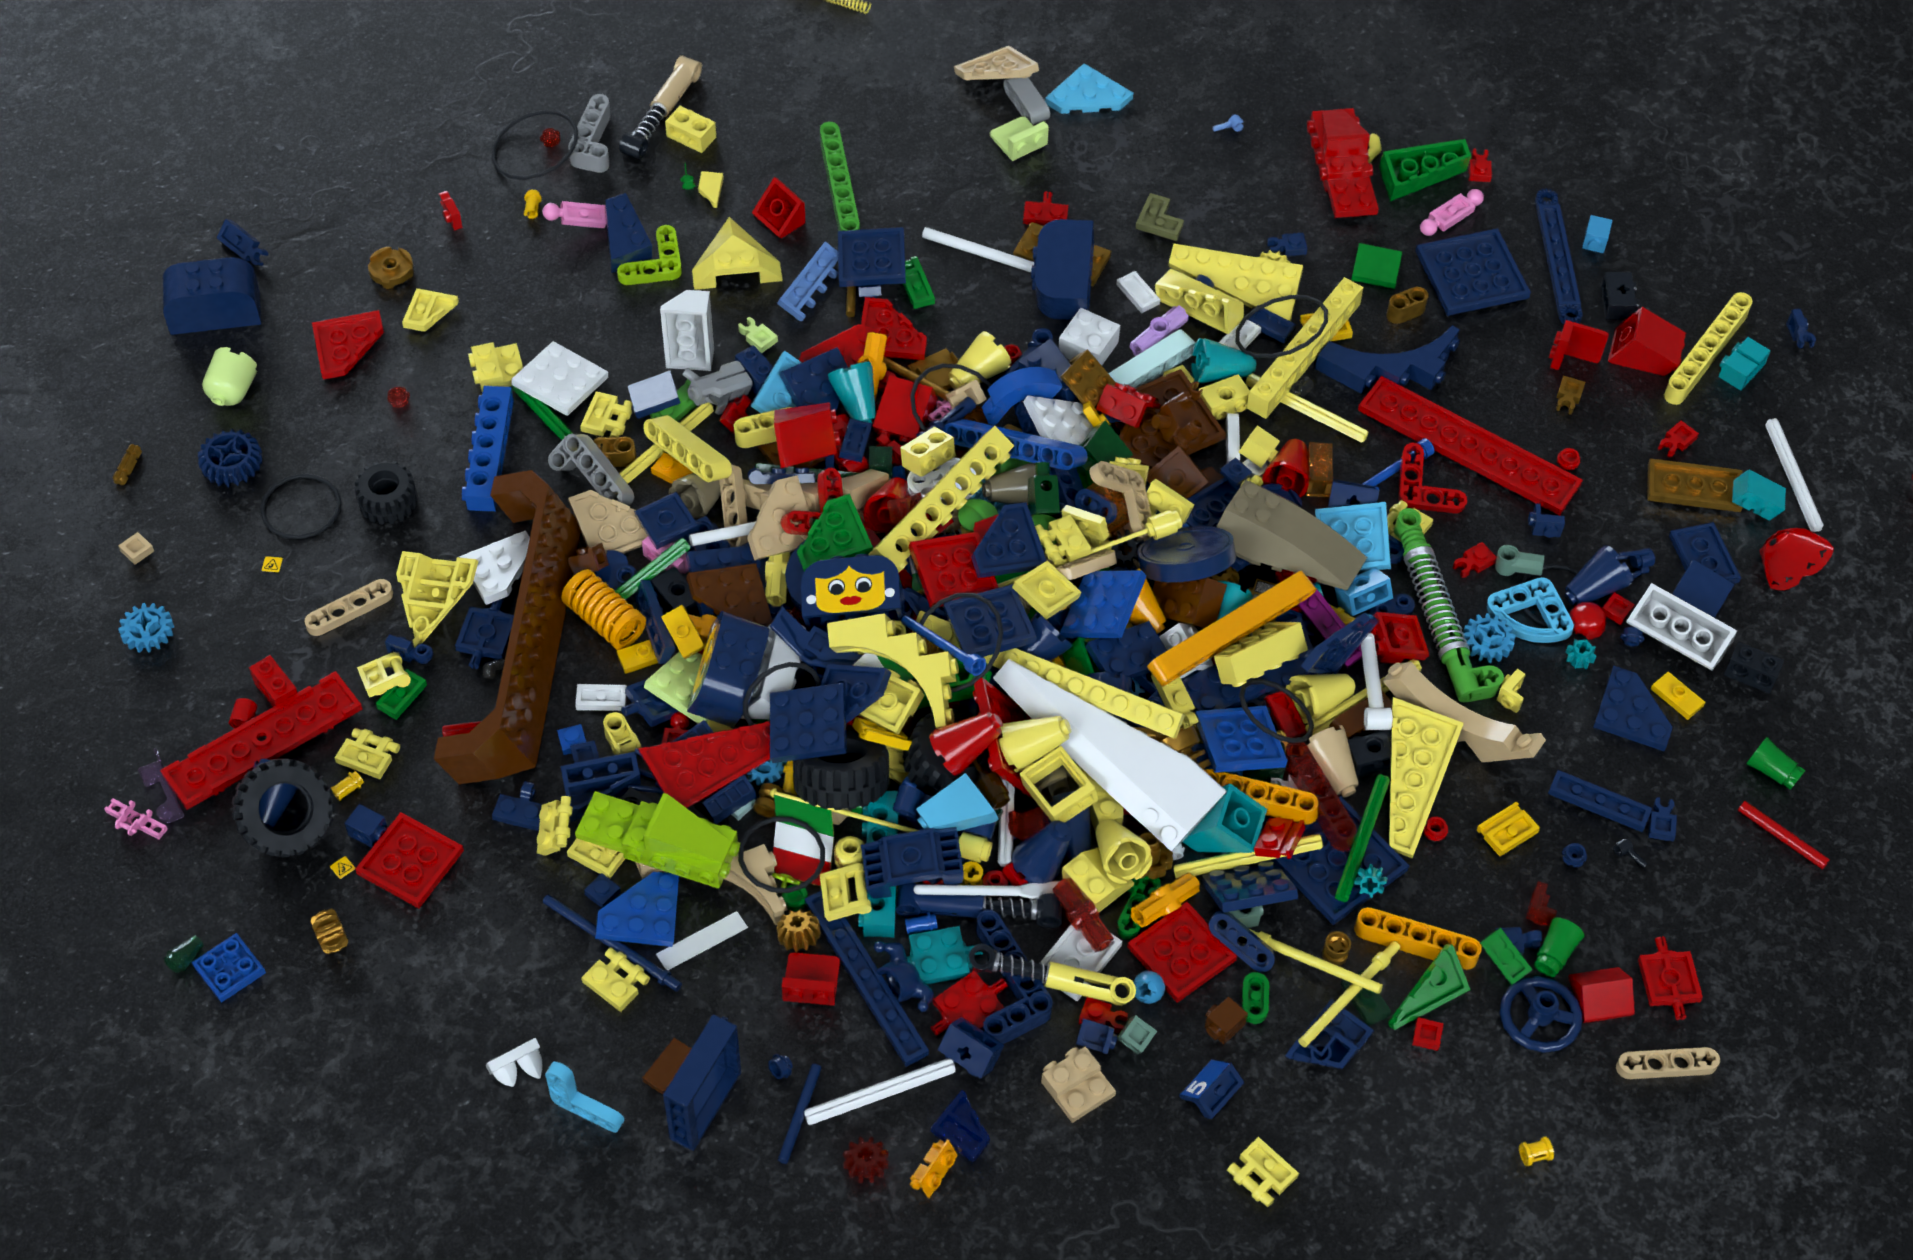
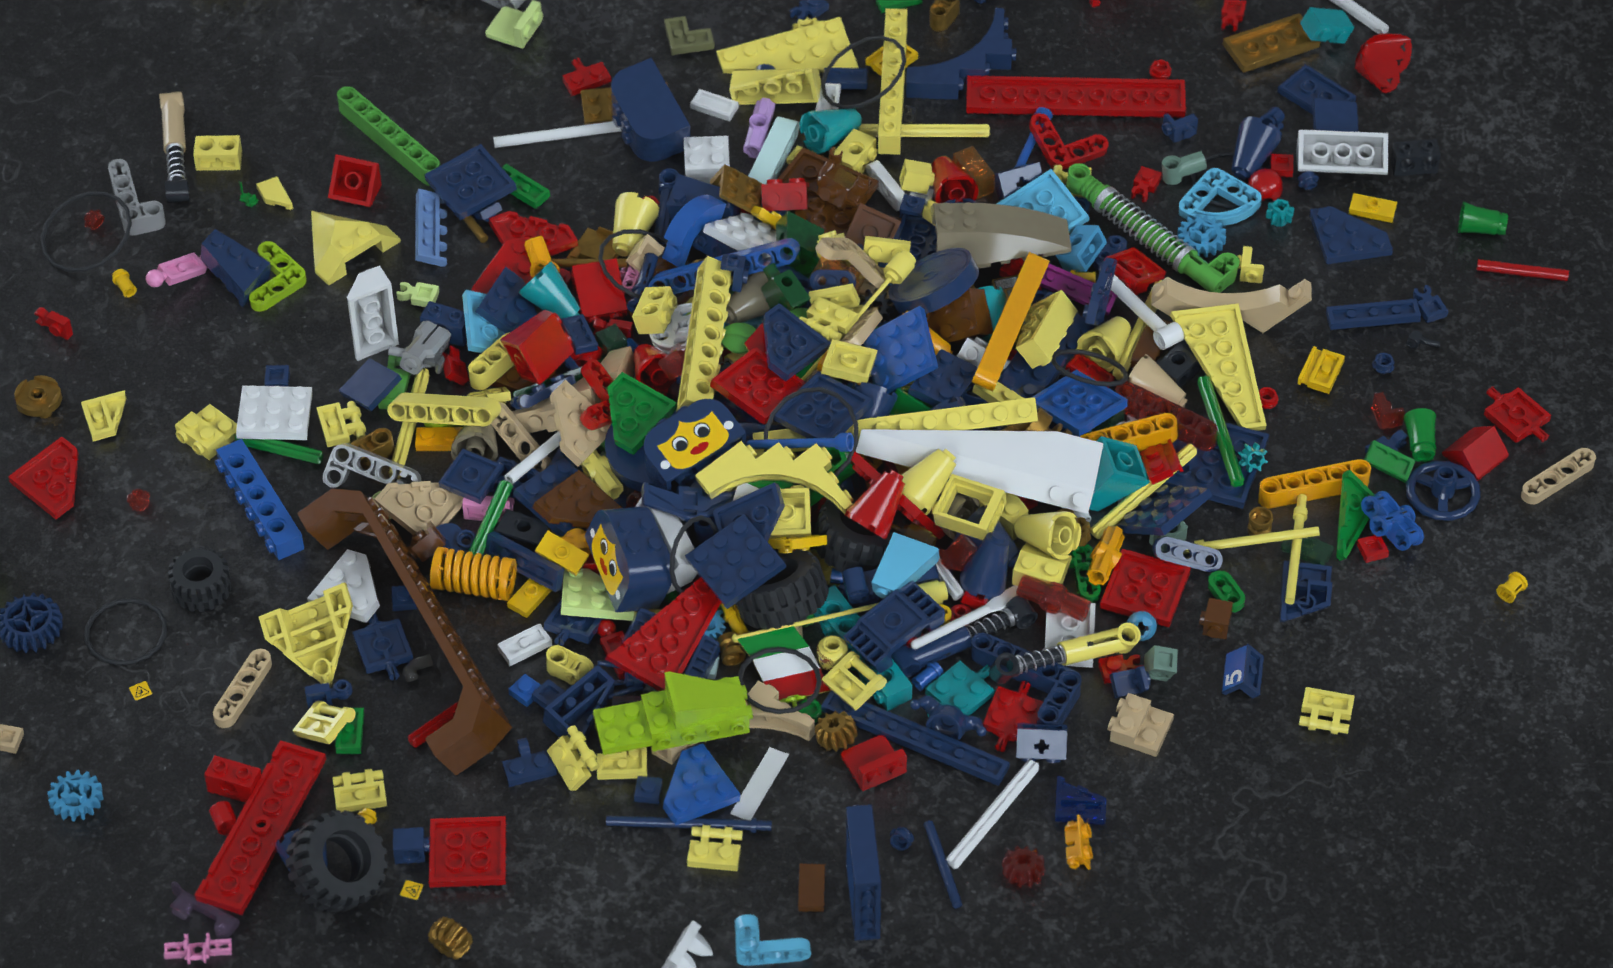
camera: 30 degrees left, 5 degrees down
(587, 347) = (277, 375): none -> dark blue plate
(742, 457) = (501, 394): none -> light yellow plate
(1017, 450) = (735, 263): none -> dark blue bracket
(1463, 1018) = (1395, 524): none -> blue axle
(1569, 393) = (1124, 17): pearl gold plate -> none

